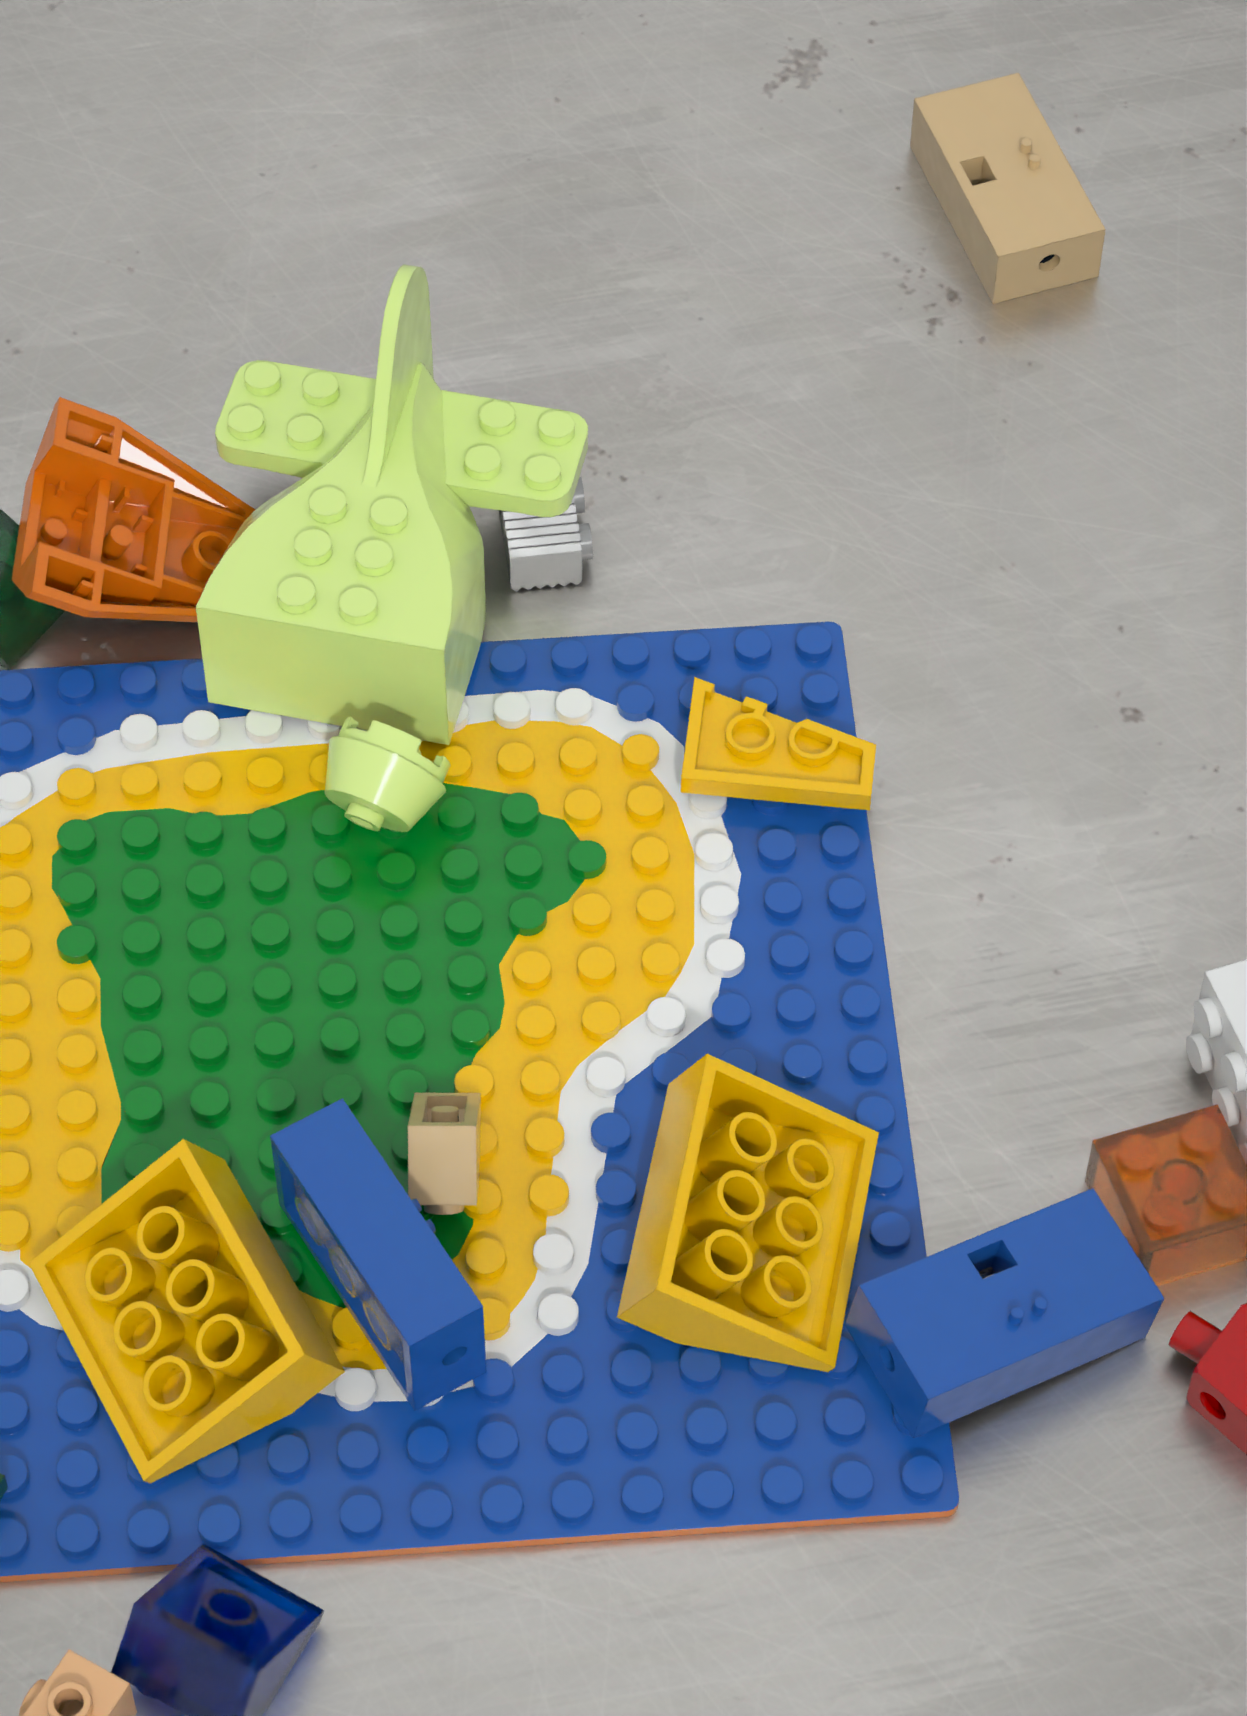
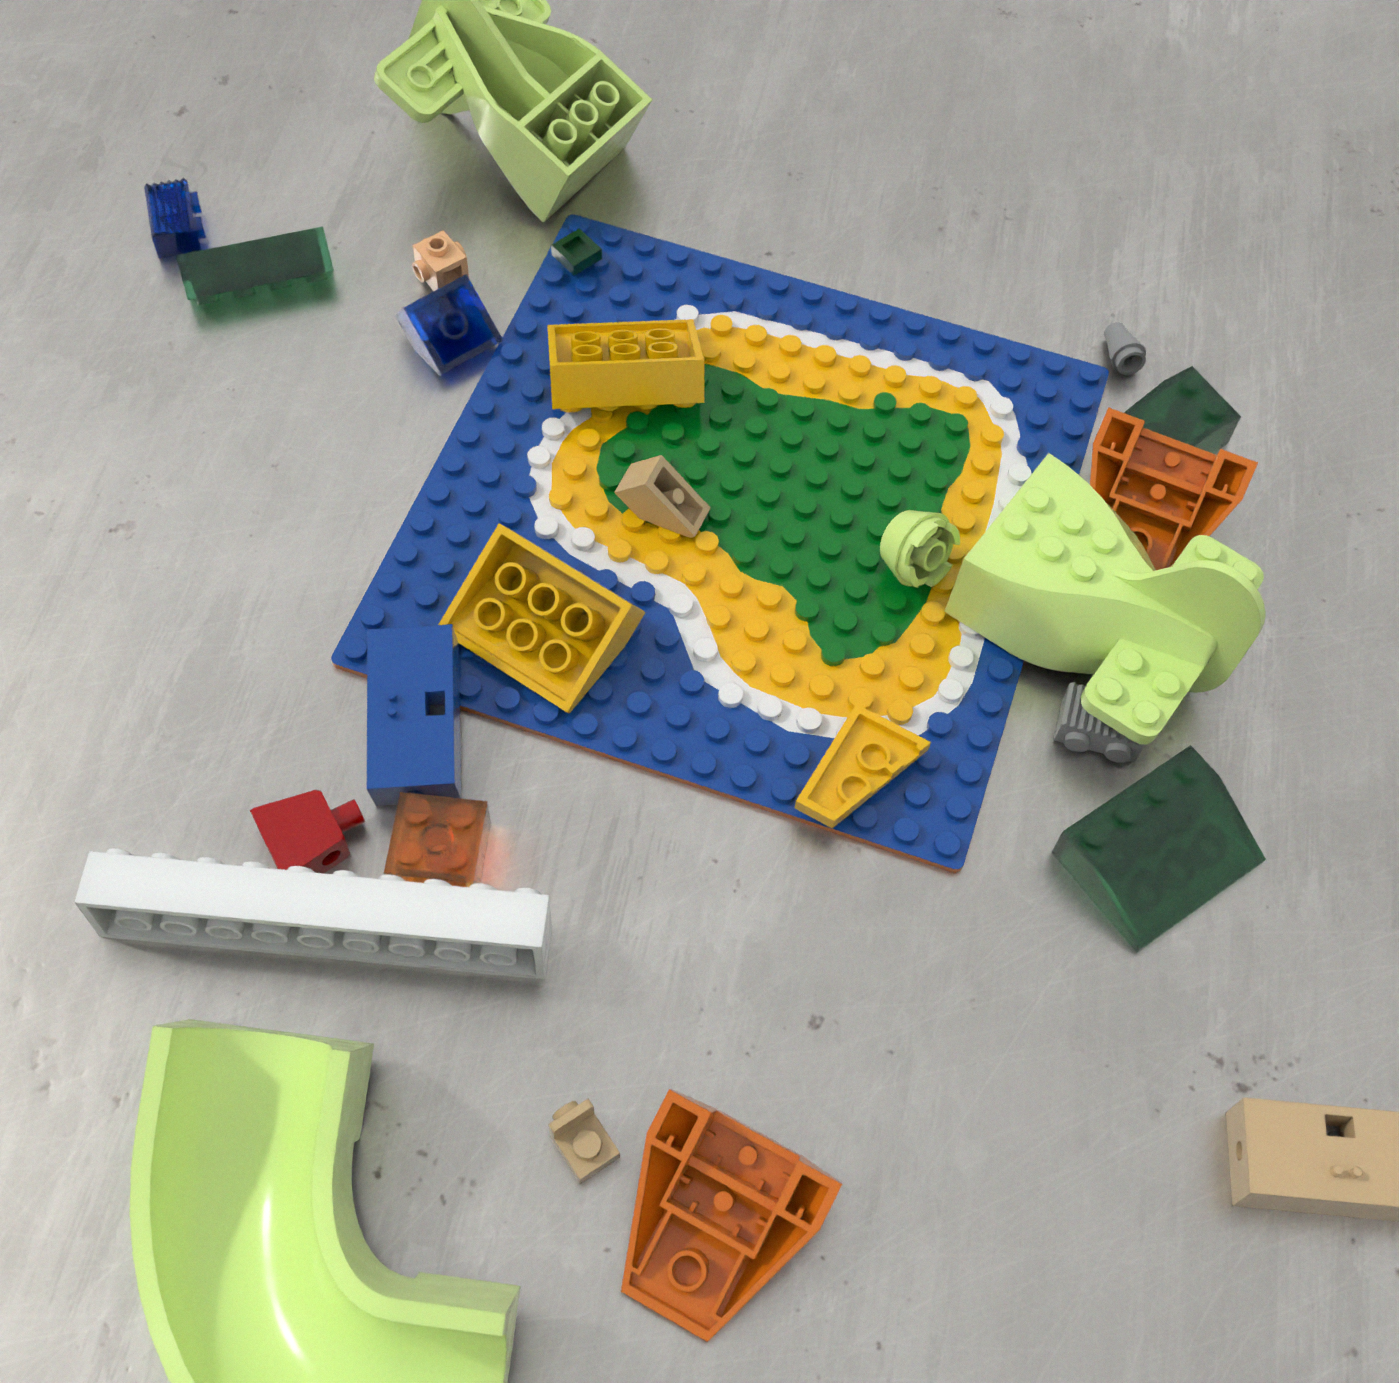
camera: 110 degrees right, 5 degrees up
(379, 1254) = (601, 430): blue brick -> none
(693, 431) = (1160, 848): none -> clear green slope

